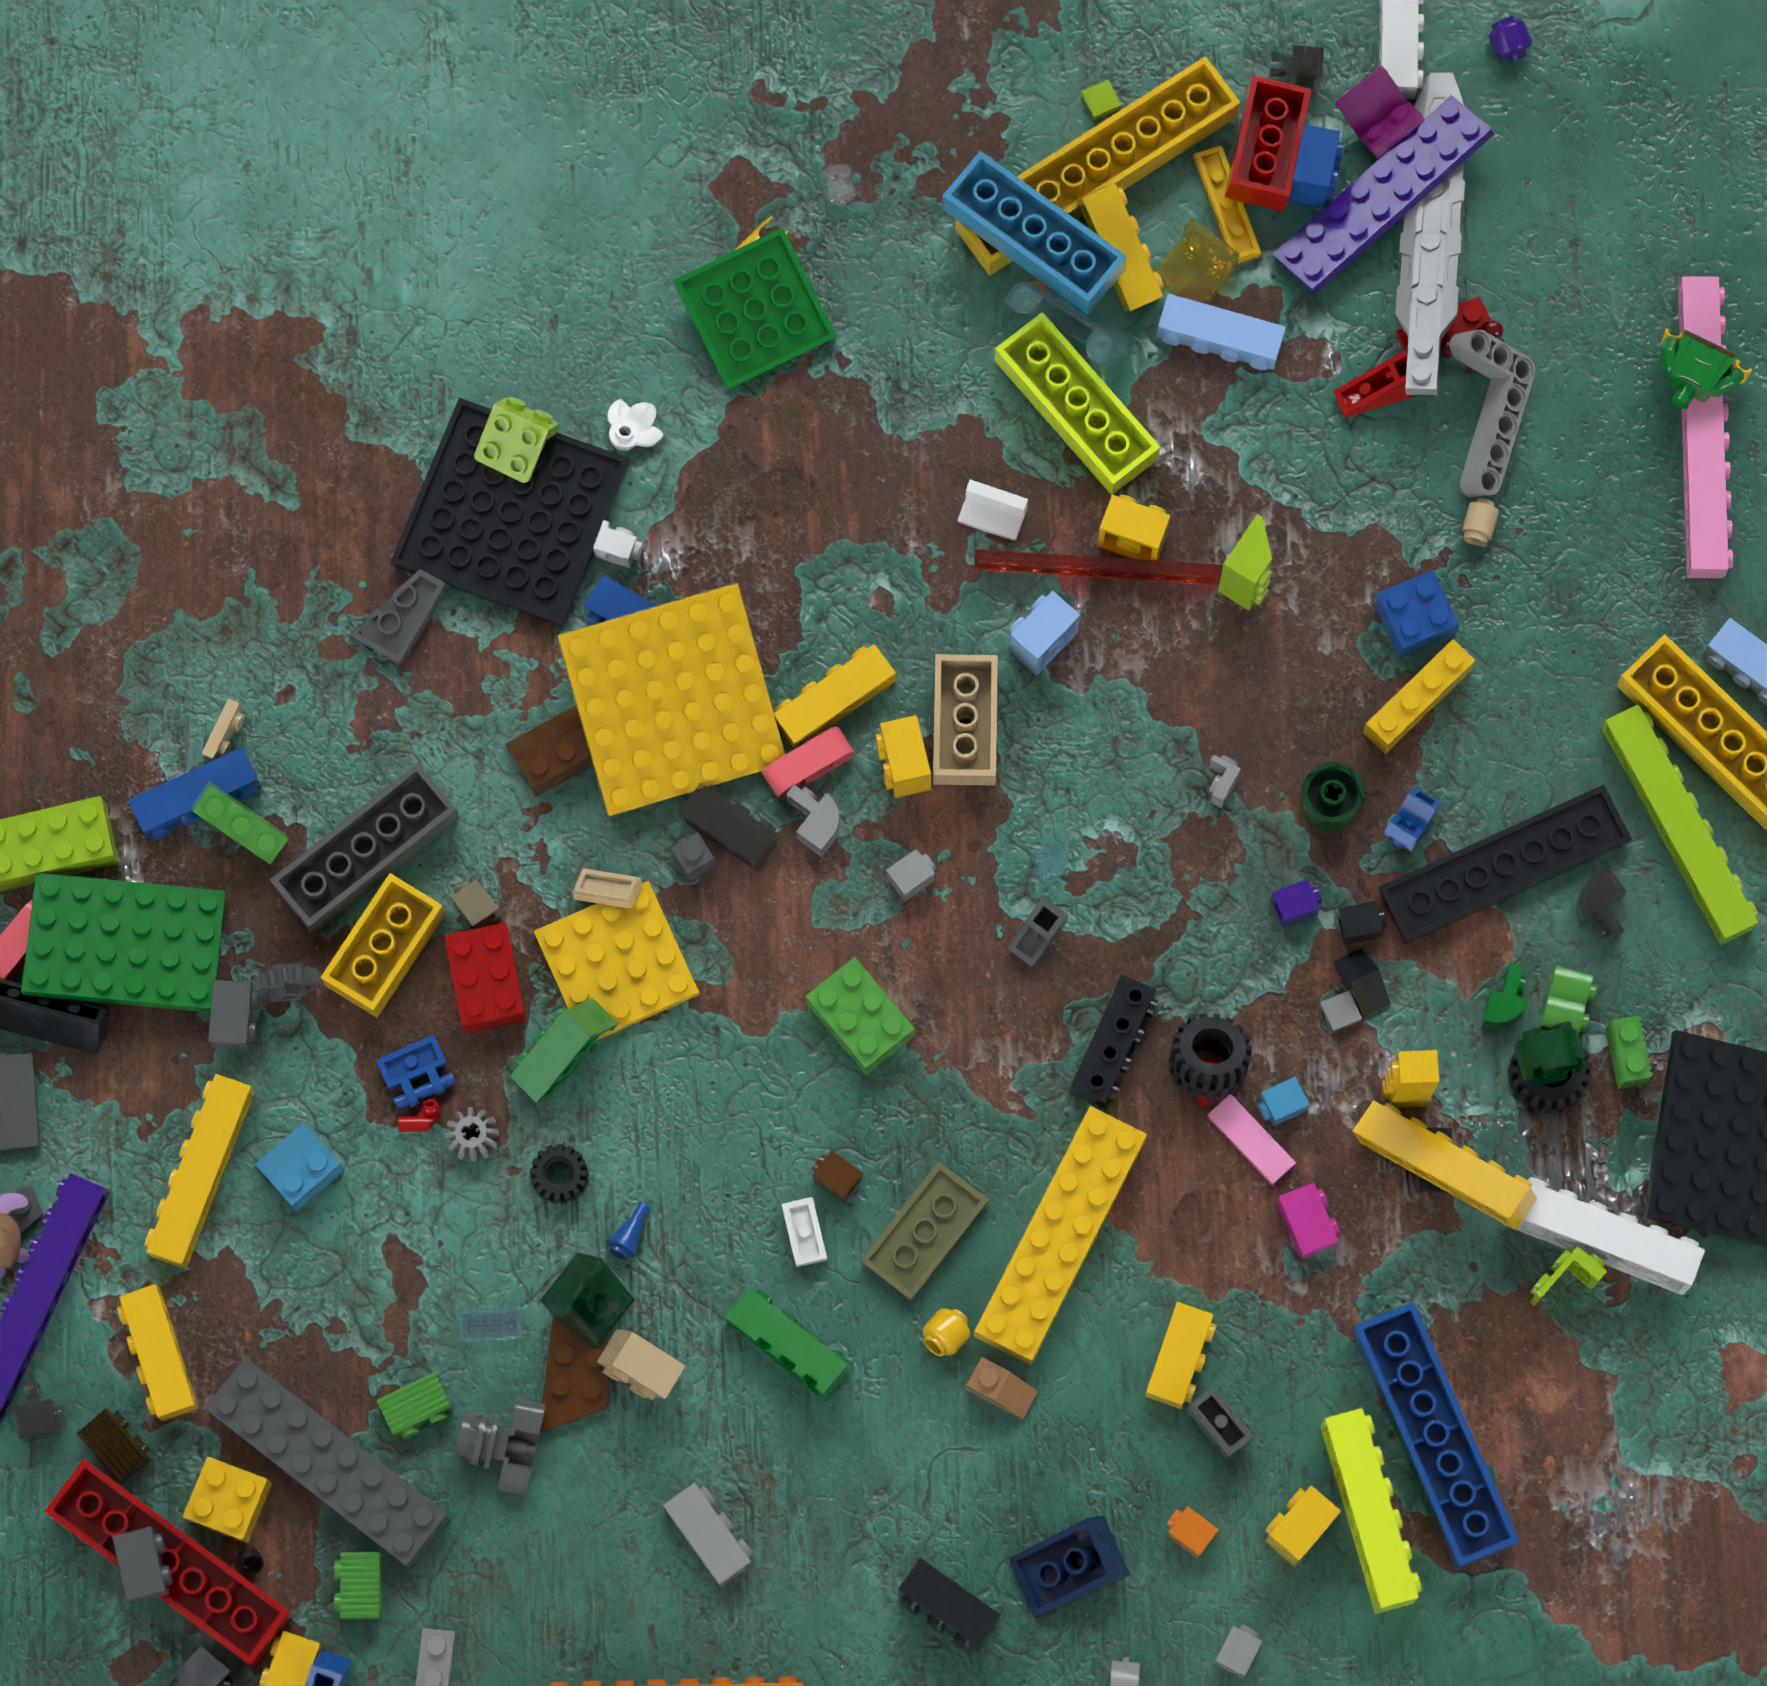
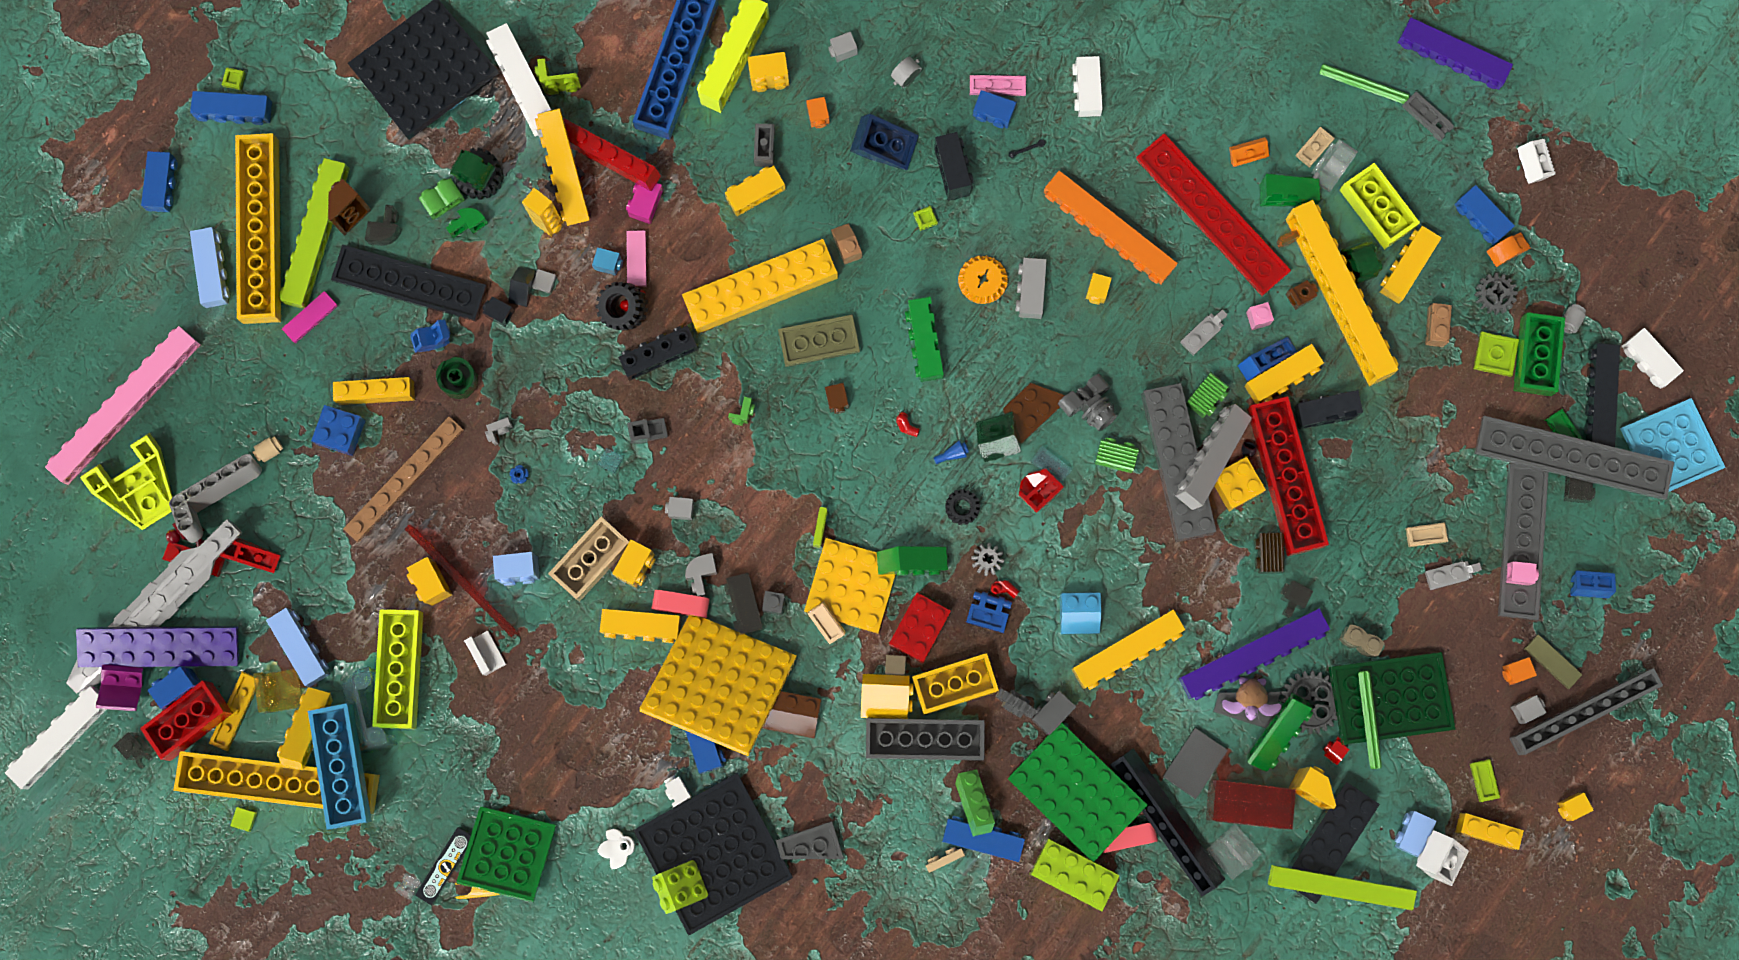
camera: 140 degrees left, 5 degrees up
(142, 1564) = (1303, 479): dark grey brick -> none
(158, 1353) = (1215, 580): yellow brick -> none
(284, 1500) = (1213, 456): none -> light grey brick
(456, 858) = (886, 696): none -> yellow brick
(480, 1277) = (1039, 489): none -> red slope
(620, 1607) = (1098, 289): none -> yellow brick
(641, 1364) = (1000, 383): tan brick -> none
(716, 997) = (820, 527): none -> lime tile
(721, 1216) = (904, 425): none -> red arm
(770, 1513) = (988, 291): none -> light orange gear
(804, 1232) = (873, 386): white plate -> none
(818, 241) = (444, 866): none -> tile
(860, 1016) = (762, 461): bright green brick -> none
(928, 1512) = (925, 218): none -> lime tile
(937, 1065) = (747, 410): none -> bright green bracket
(946, 1332) = (849, 287): yellow head -> none
(1140, 750) = (519, 479): none -> blue plate
(1247, 568) = (392, 514): lime slope -> none
(1284, 629) = (403, 479): none -> medium nougat plate
(1296, 902) = (518, 345): dark purple brick -> none
(1402, 1233) = (612, 156): none -> red brick
(1510, 39) = (22, 674): dark purple head -> none
(1586, 721) = (309, 317): none -> dark pink tile
(1587, 347) = (139, 492): none -> neon yellow wedge
(1628, 1052) = (435, 153): bright green brick -> none
(1668, 881) = (345, 207): none -> reddish brown slope
(1698, 368) = (98, 430): green torso -> none

